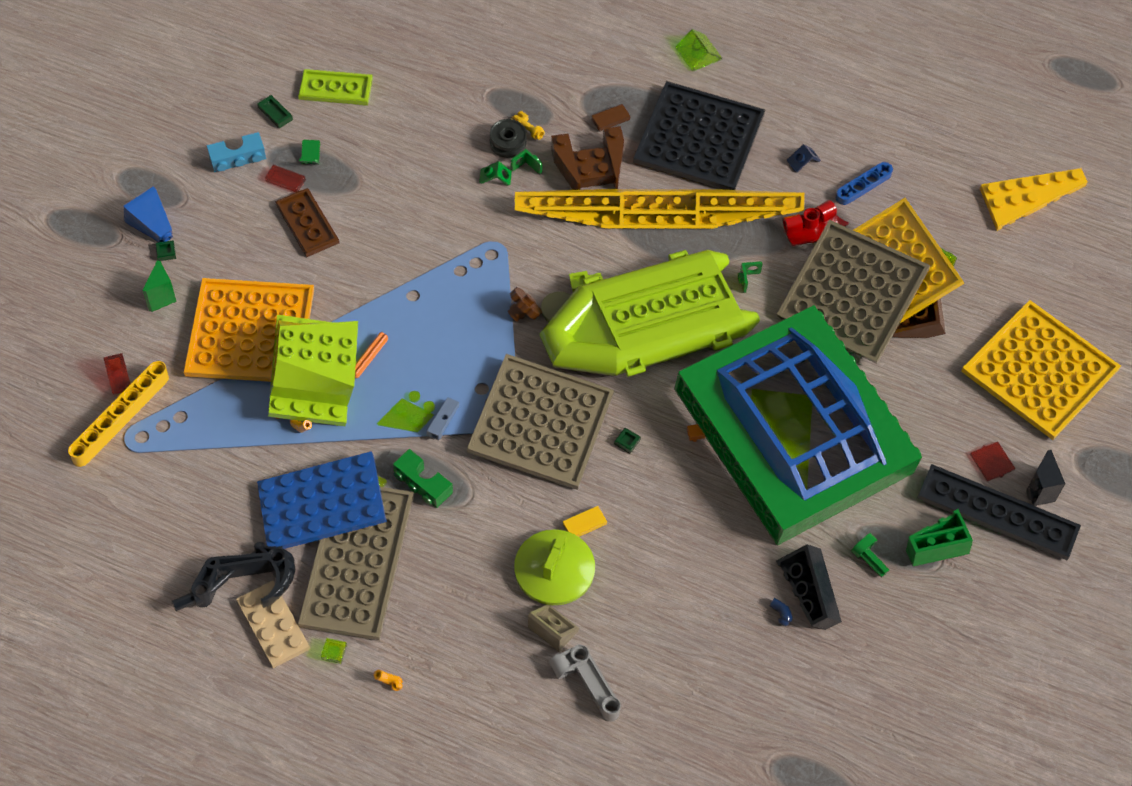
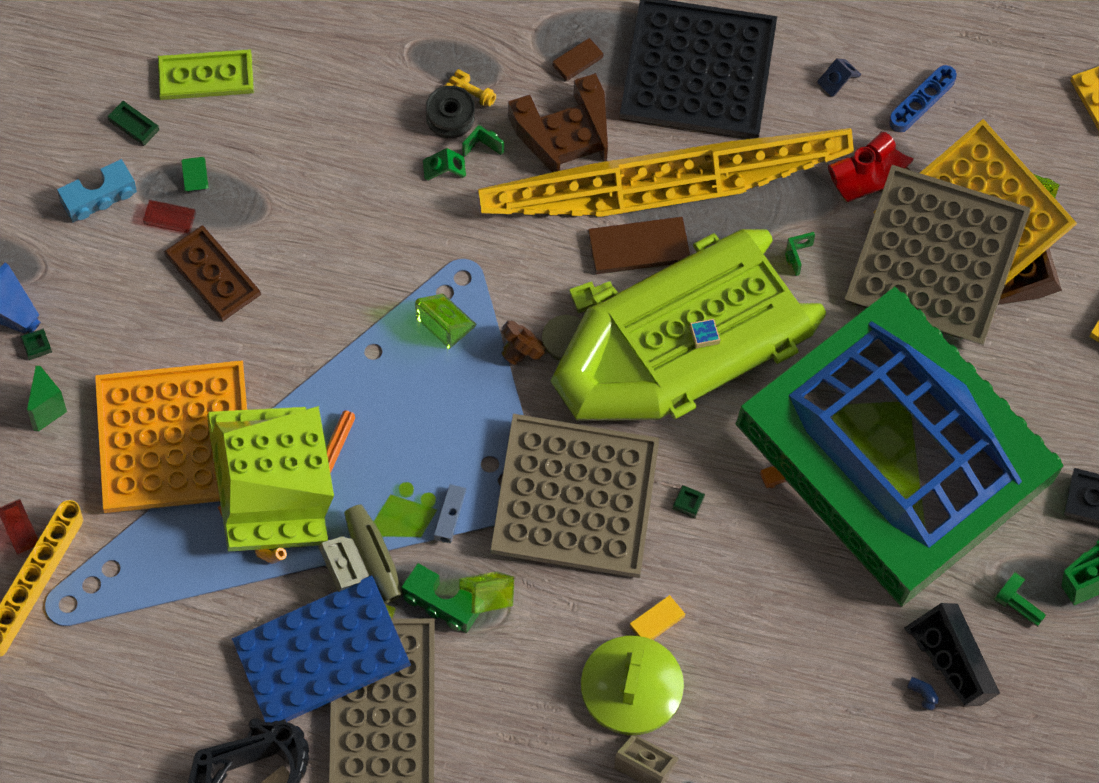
camera: 10 degrees left, 5 degrees up
(367, 436) = (361, 556): none -> olive plate
(459, 479) = (489, 591): none -> clear neon green panel
(469, 279) = (443, 319): none -> clear neon green slope
(627, 251) = (638, 245): none -> reddish brown tile
(662, 317) = (704, 333): none -> tile

